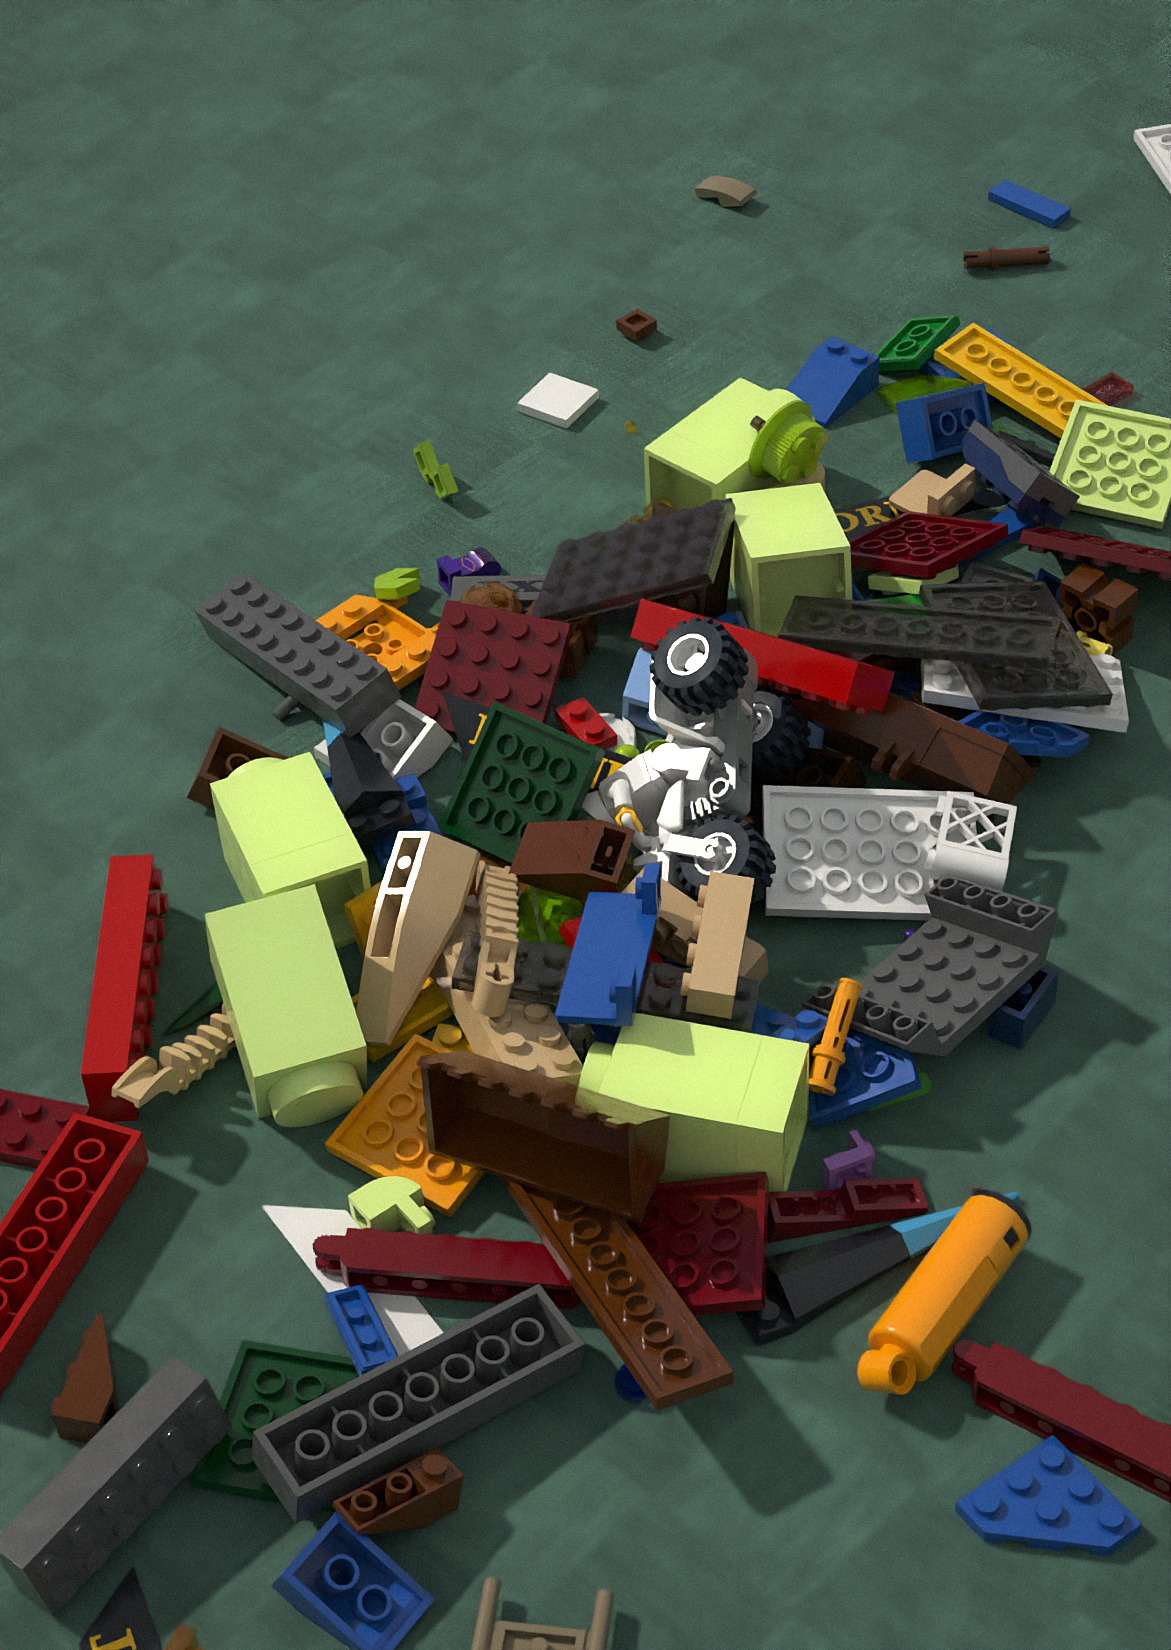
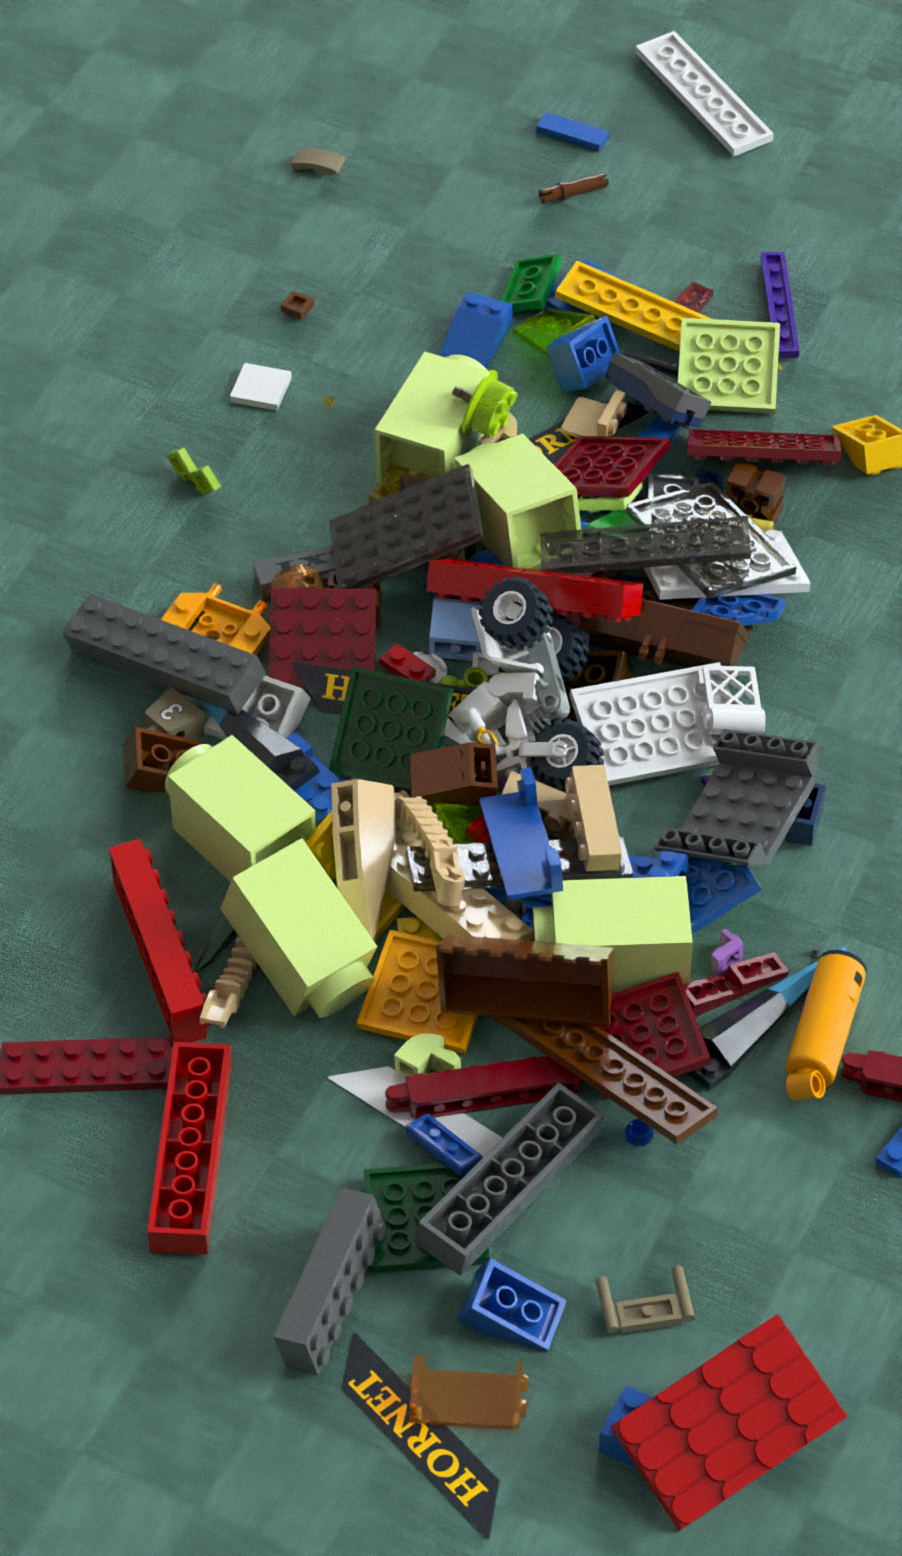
camera: 20 degrees left, 5 degrees up
(90, 1388) = (276, 1227): reddish brown slope -> none
(282, 728) = (175, 716): none -> dark tan torso
(397, 584) = (208, 578): lime tile -> none
(404, 1497) = (526, 1239): reddish brown slope -> none
(476, 563) = (261, 549): dark purple leg -> none
(829, 1054) = (691, 863): light orange pin -> none

